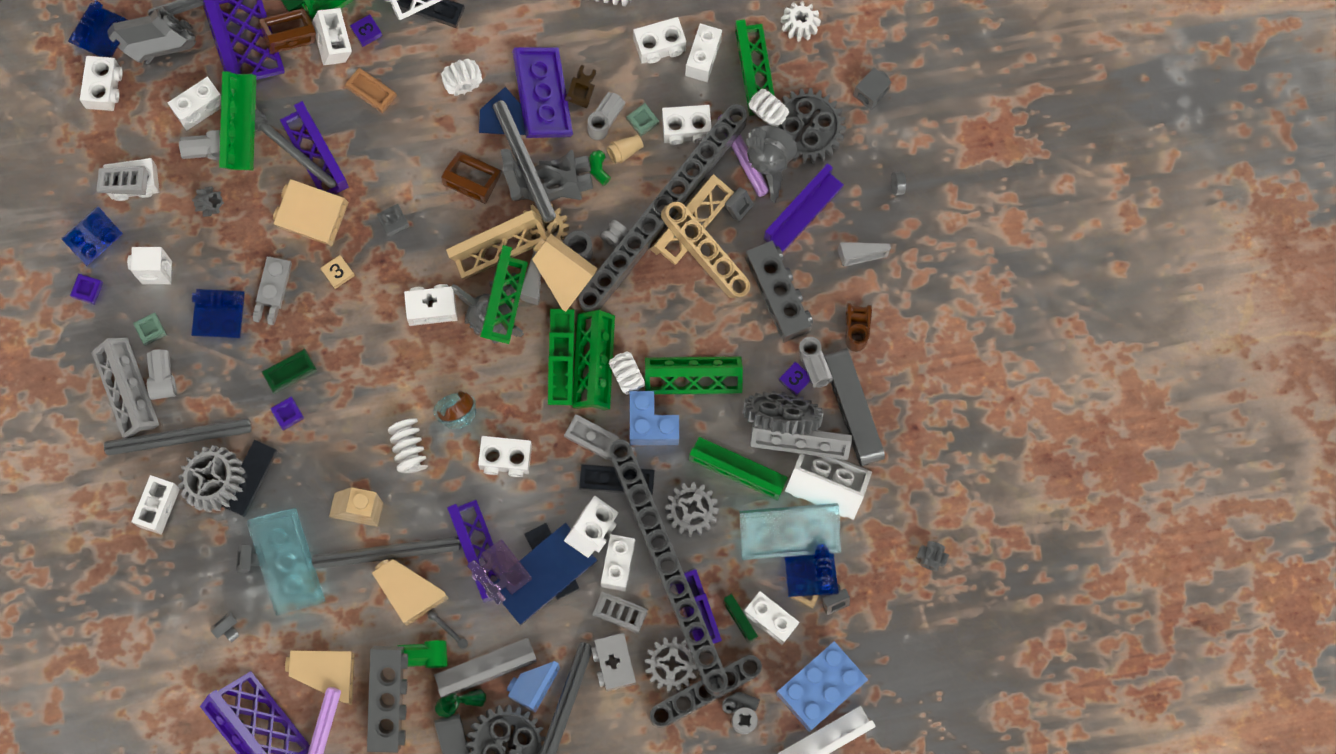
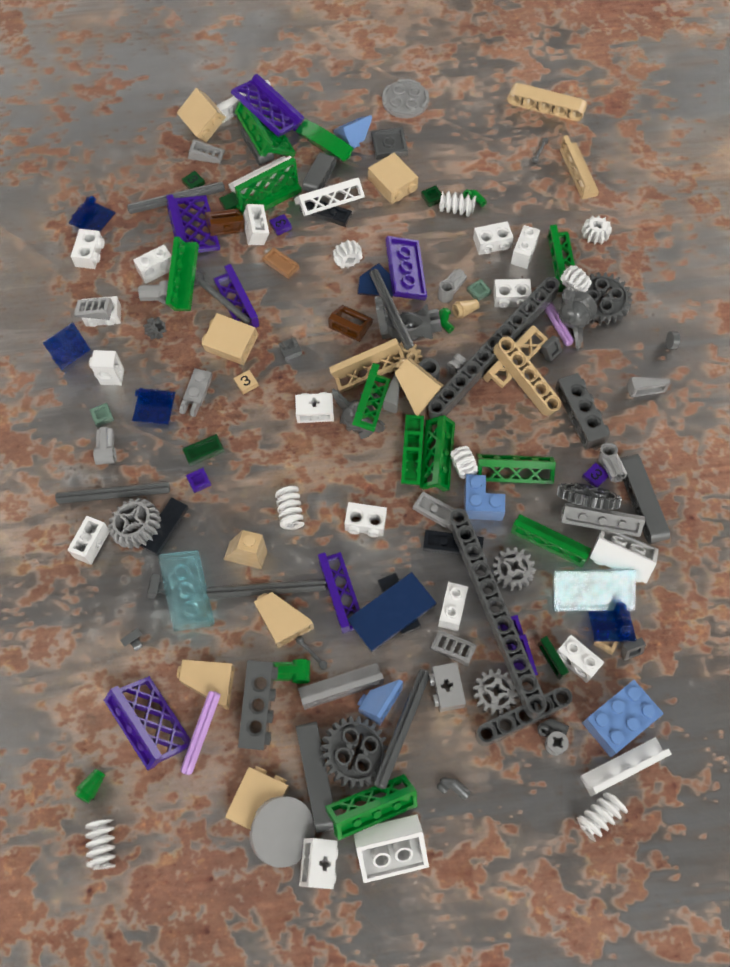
camera: 10 degrees right, 10 degrees down
(86, 289) = (58, 385): dark purple tile -> none
(127, 384) = (79, 451): light grey fence -> none
(152, 35) = (128, 218): dark grey brick -> none
(449, 704) = (306, 713): dark green piece -> none
(456, 410) = (330, 483): piece -> none
(505, 567) = (362, 603): clear purple plate -> none
(581, 88) = (434, 267): dark brown plate -> none
(591, 527) = (433, 576): white brick -> none
(803, 209) = (601, 353): dark purple fence -> none
(857, 322) = (644, 436): reddish brown piece -> none
(872, 88) = (651, 275): dark grey brick -> none
(932, 556) = (712, 616): dark grey gear -> none

